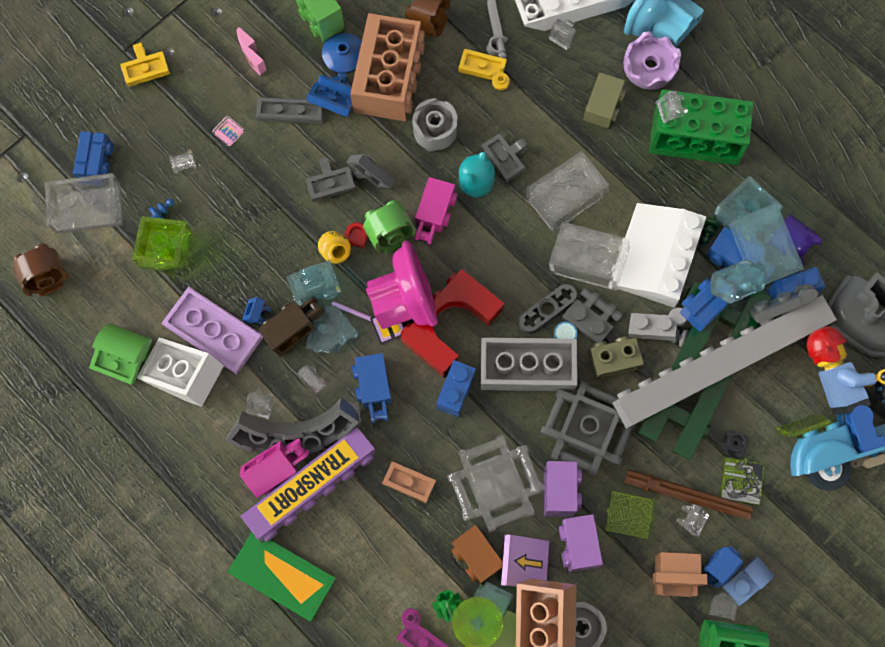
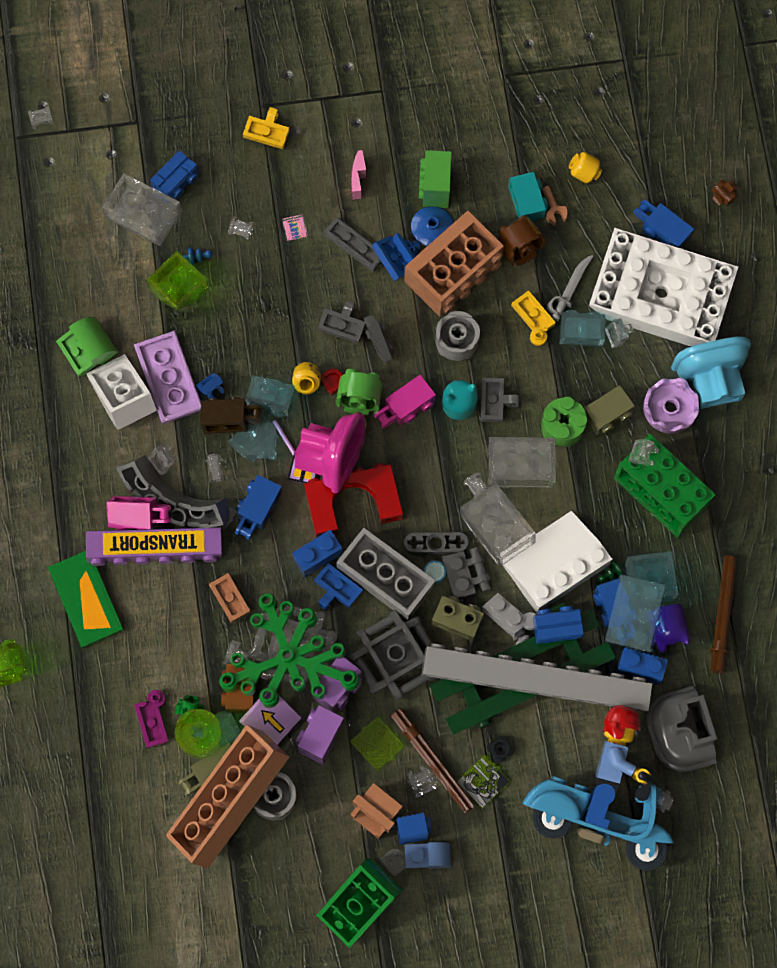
camera: 30 degrees right, 0 degrees up
(39, 271) = (72, 240): reddish brown brick -> none
(450, 528) = (233, 648): none -> clear tile
(494, 405) = (337, 587): none -> blue plate
(531, 49) = (582, 328): none -> clear light blue brick
(532, 488) = (313, 665): none -> green plant
(545, 236) = (475, 484): none -> clear bush
(580, 123) = (565, 410): none -> bright green brick
(738, 281) = (589, 624): clear light blue brick -> none
(783, 303) = (616, 667): dark grey hinge -> none
(803, 425) = (560, 772): clear neon green piece -> none
(841, 225) = (723, 615): none -> reddish brown axle

